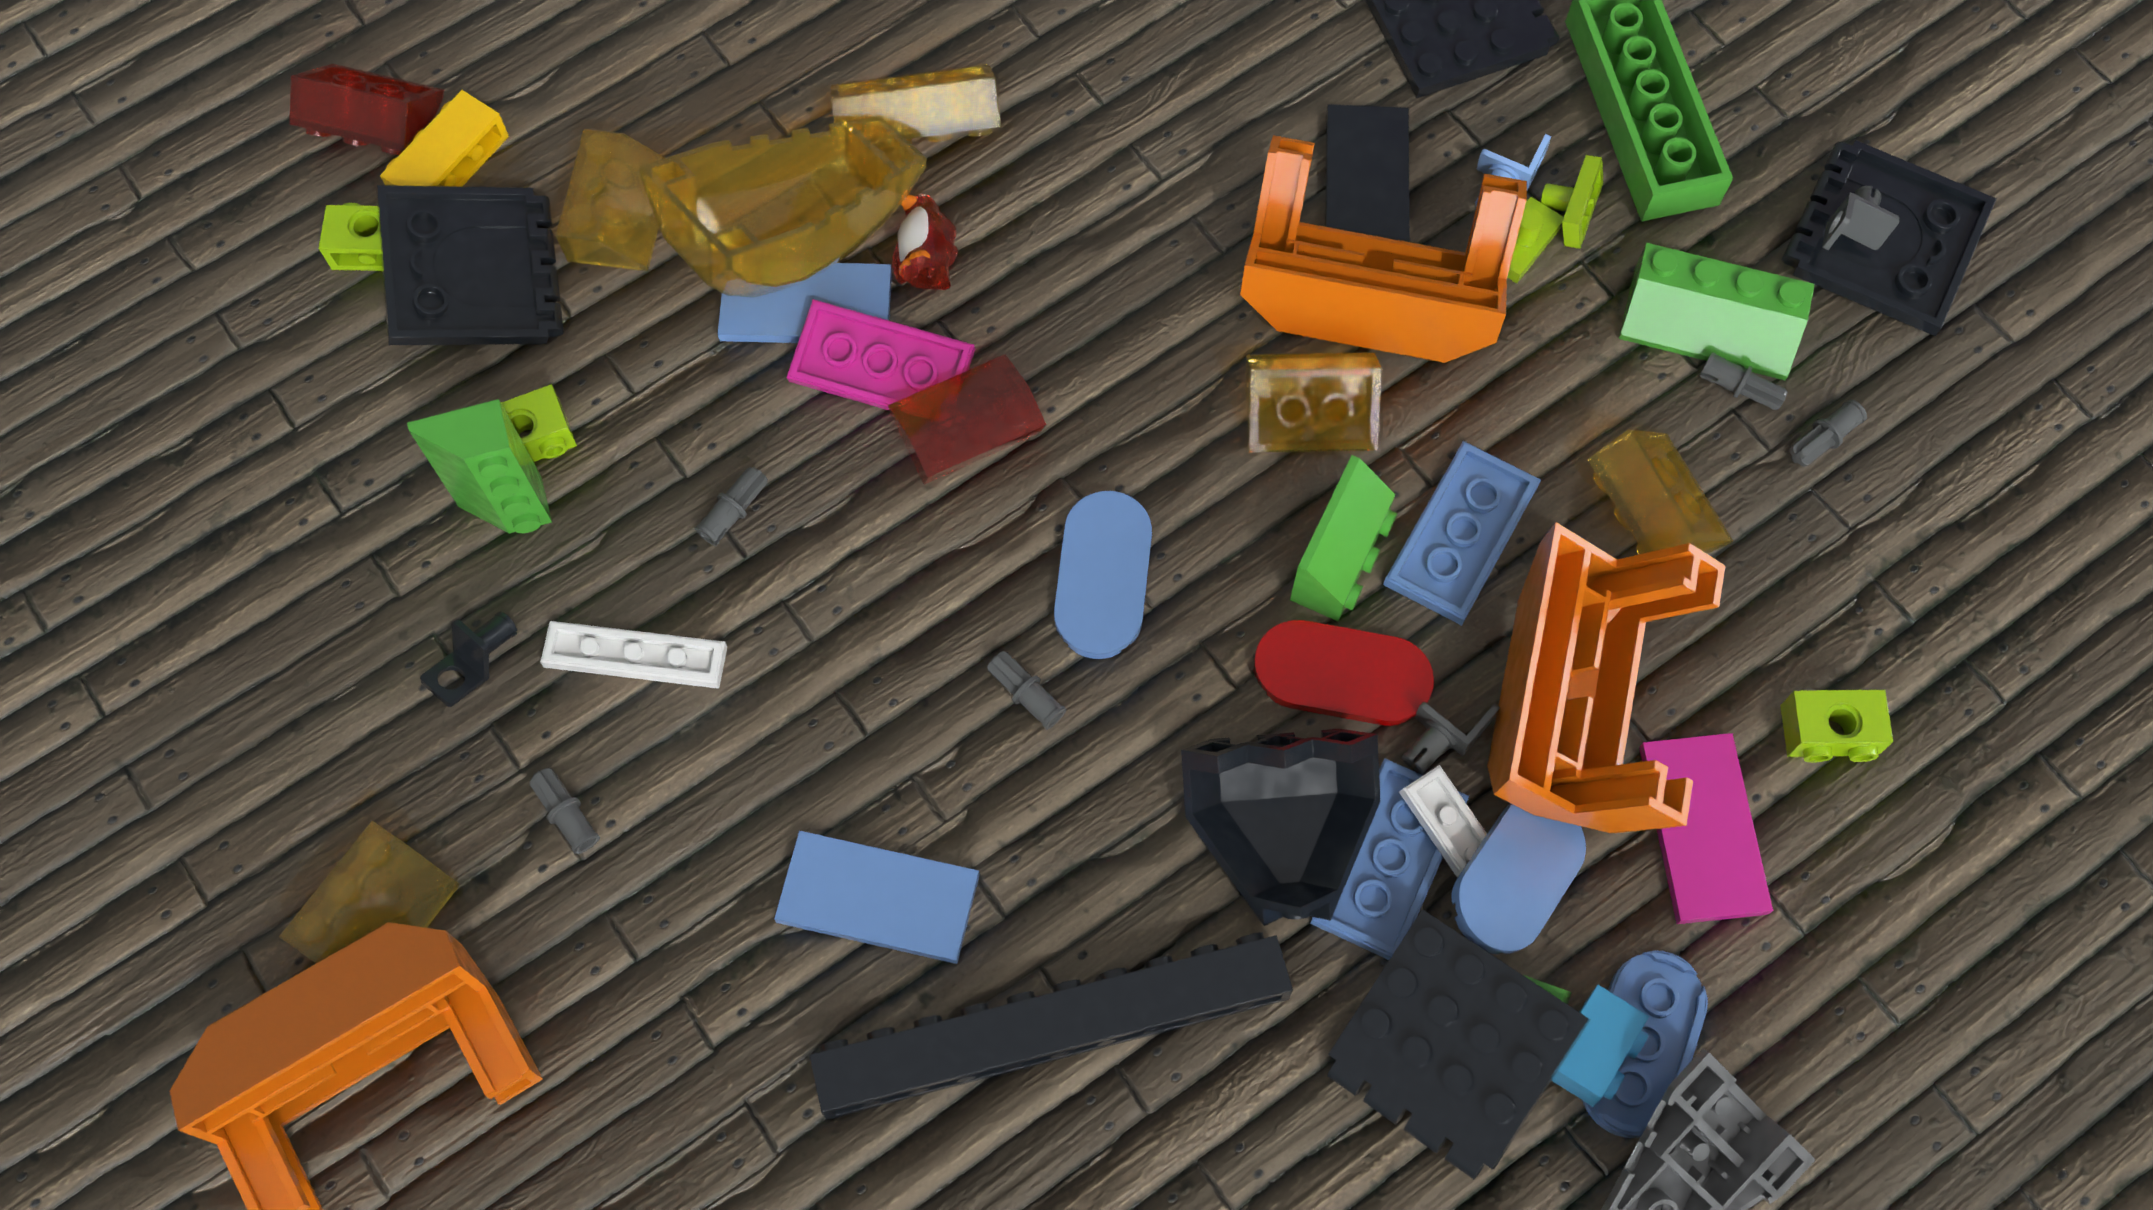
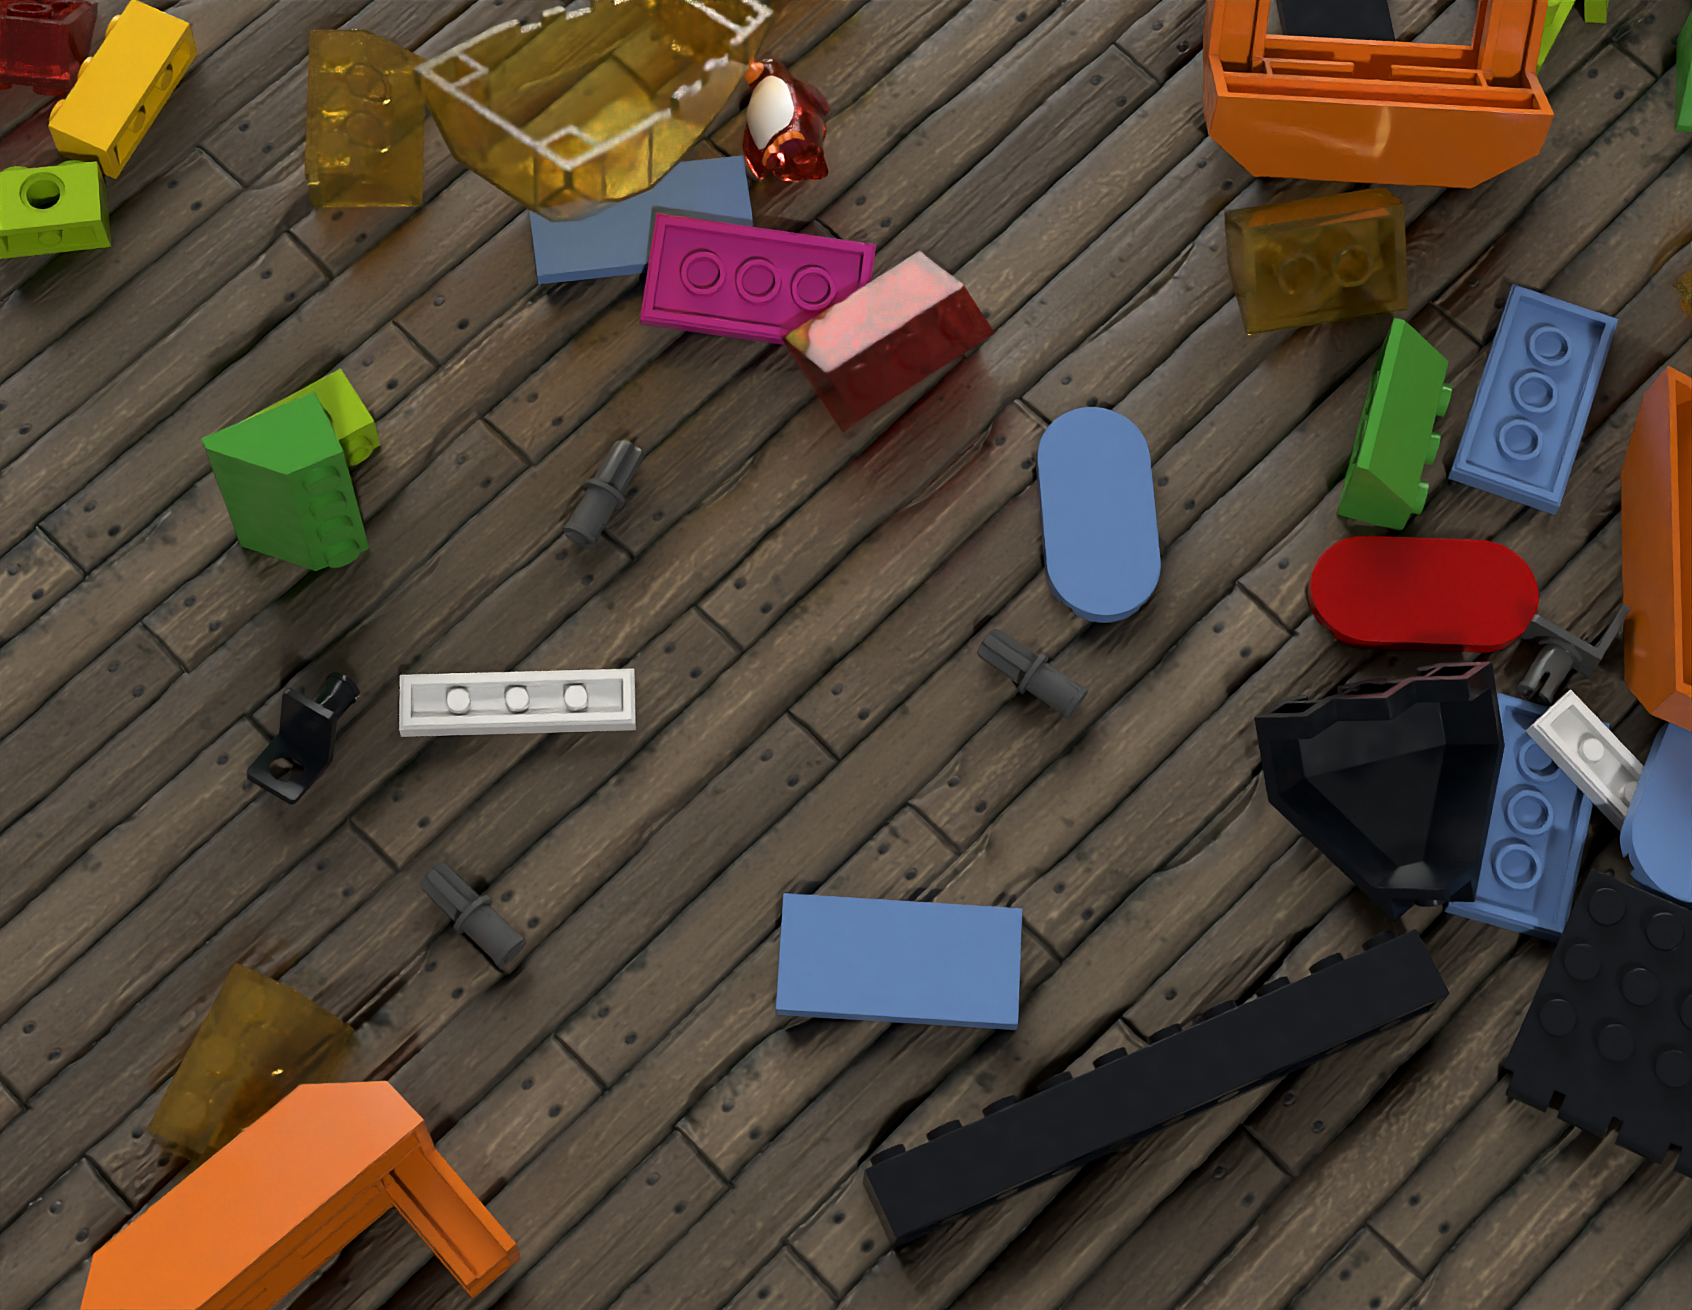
camera: 15 degrees left, 0 degrees up
(468, 265) = (191, 229): black hinge -> none

